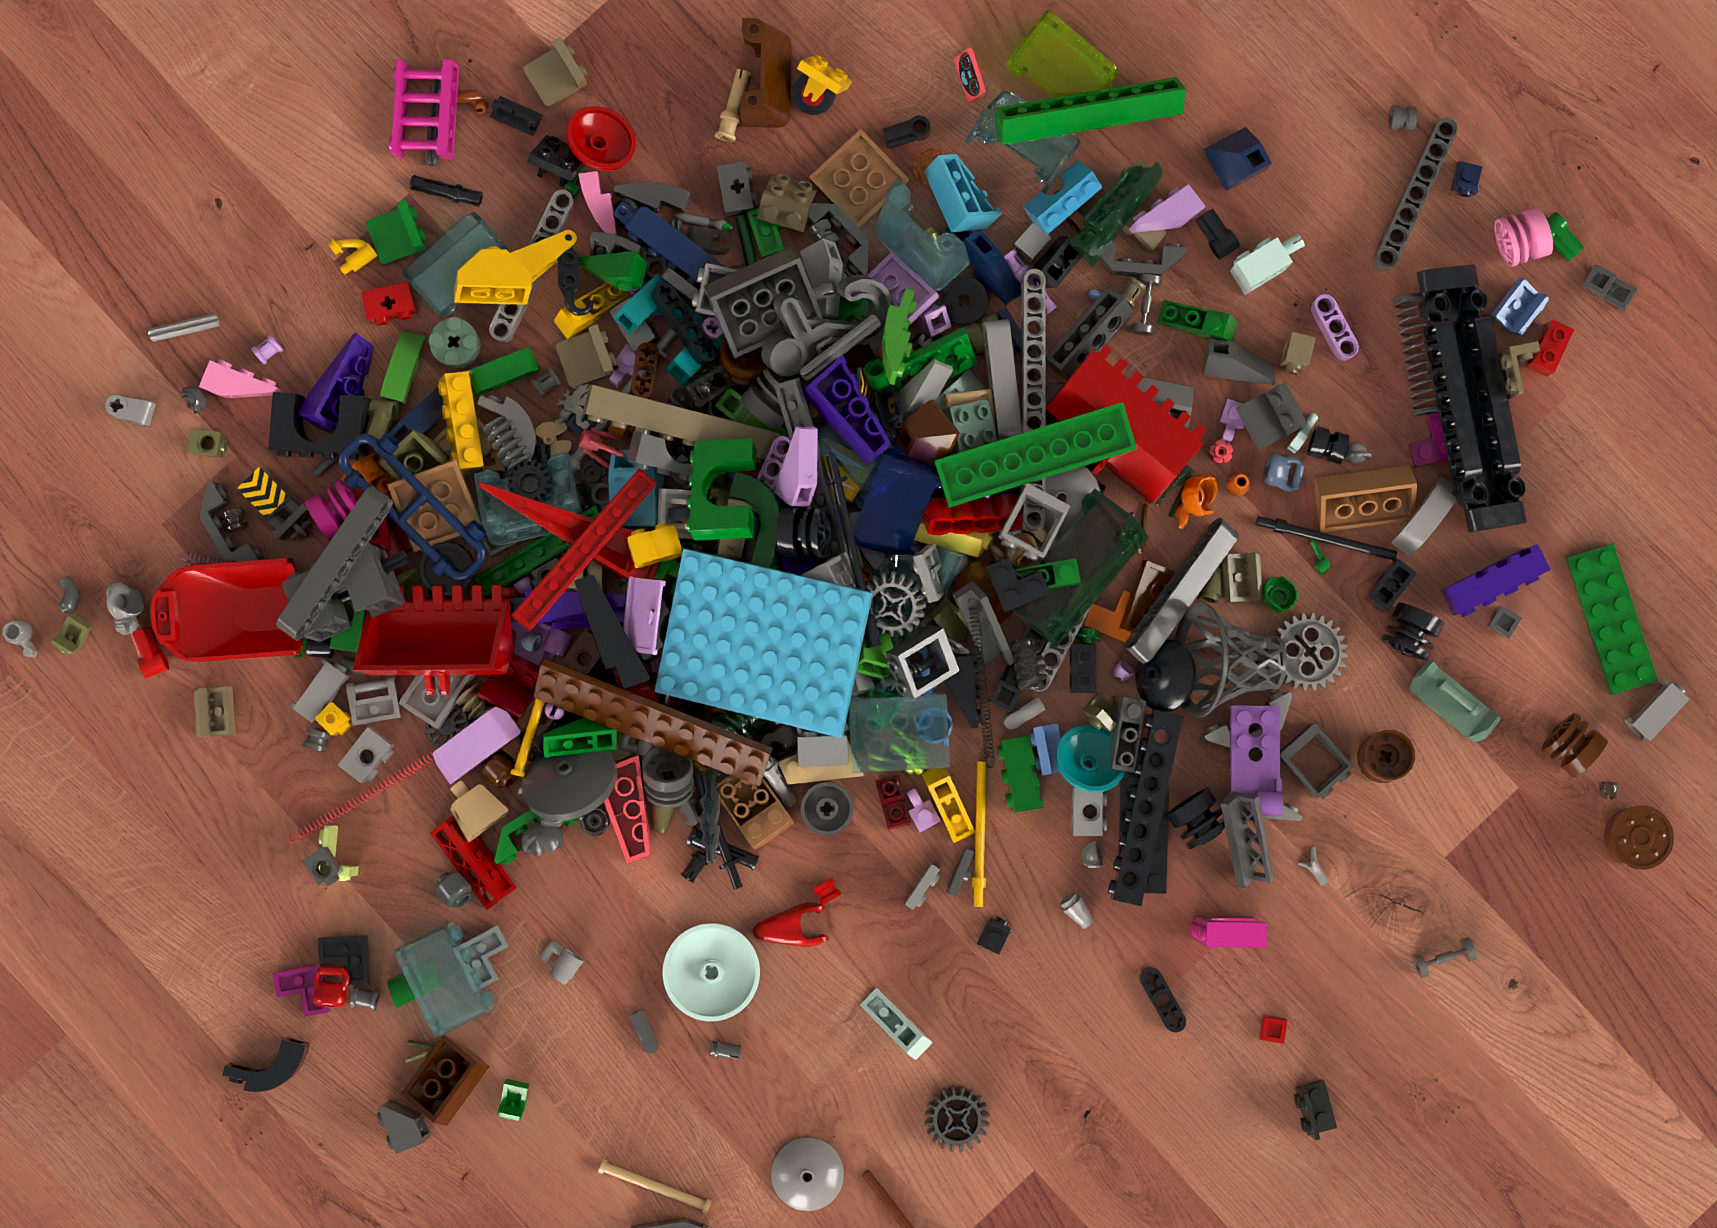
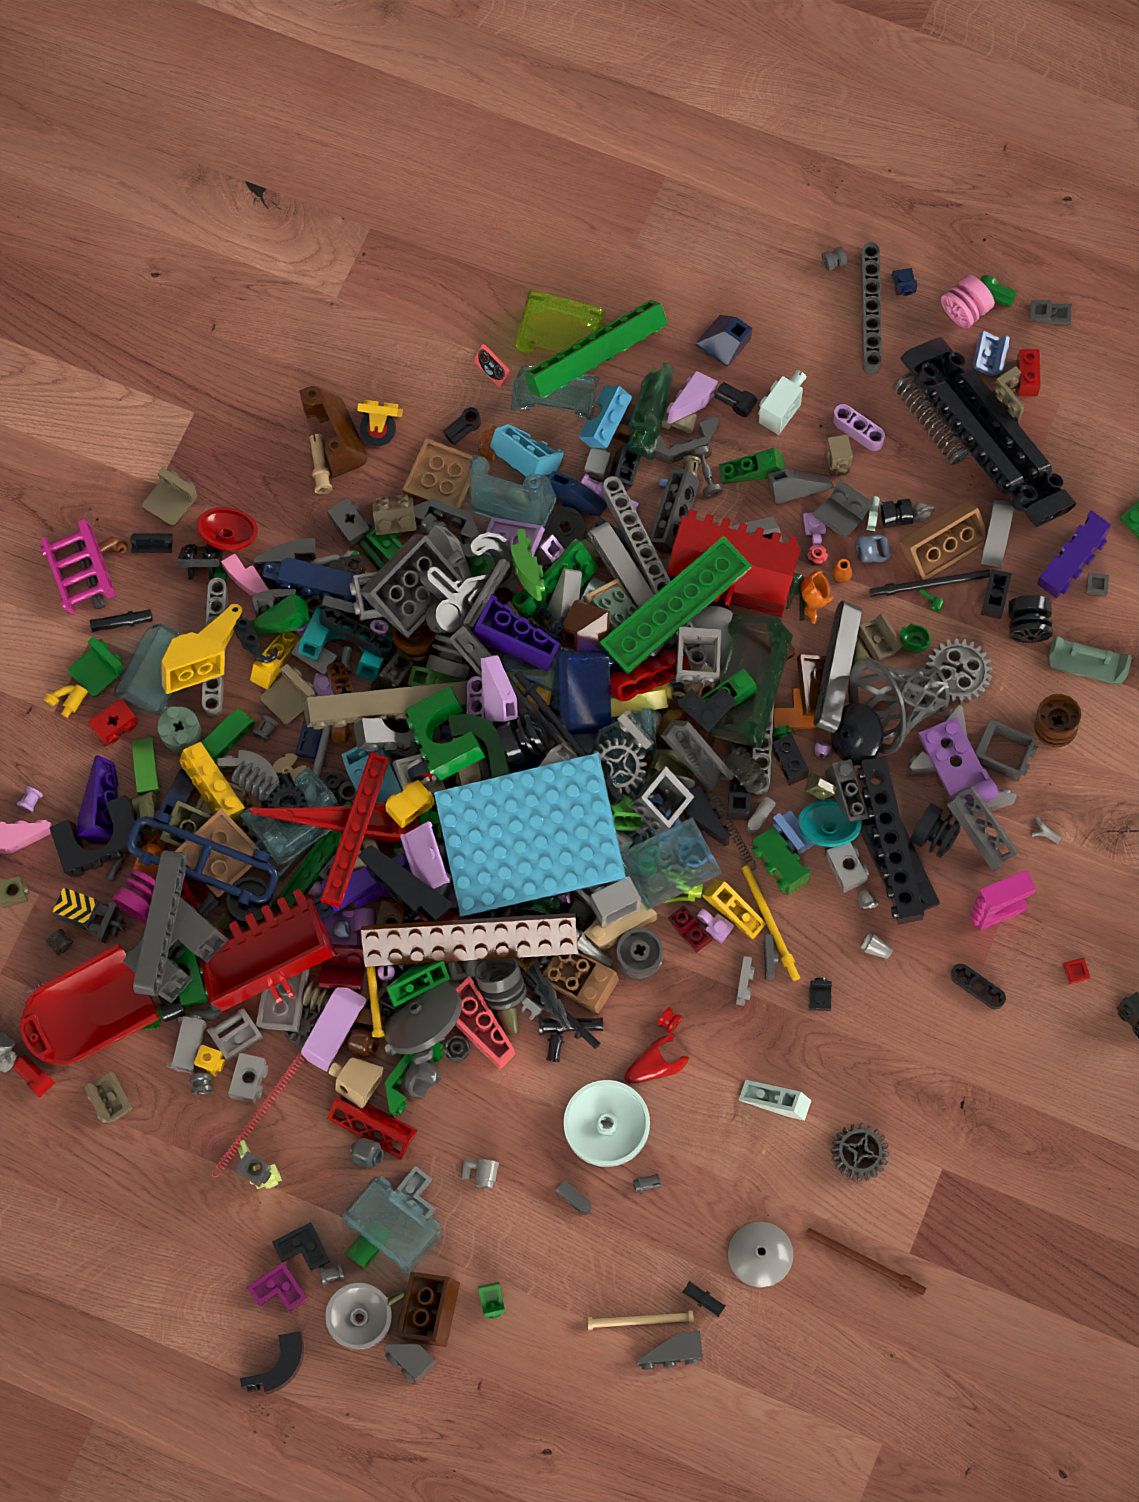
camera: 20 degrees left, 15 degrees down
(214, 500) = (36, 935): dark grey slope -> none
(330, 993) = (301, 1280): red piece -> none
(357, 1066) = (353, 1301): none -> light grey dish
(574, 405) = (296, 734): light grey piece -> none
(591, 441) = (321, 754): coral plant -> none
(728, 1194) = (703, 1298): none -> black pin
(1430, 450) = (979, 482): magenta plate -> none

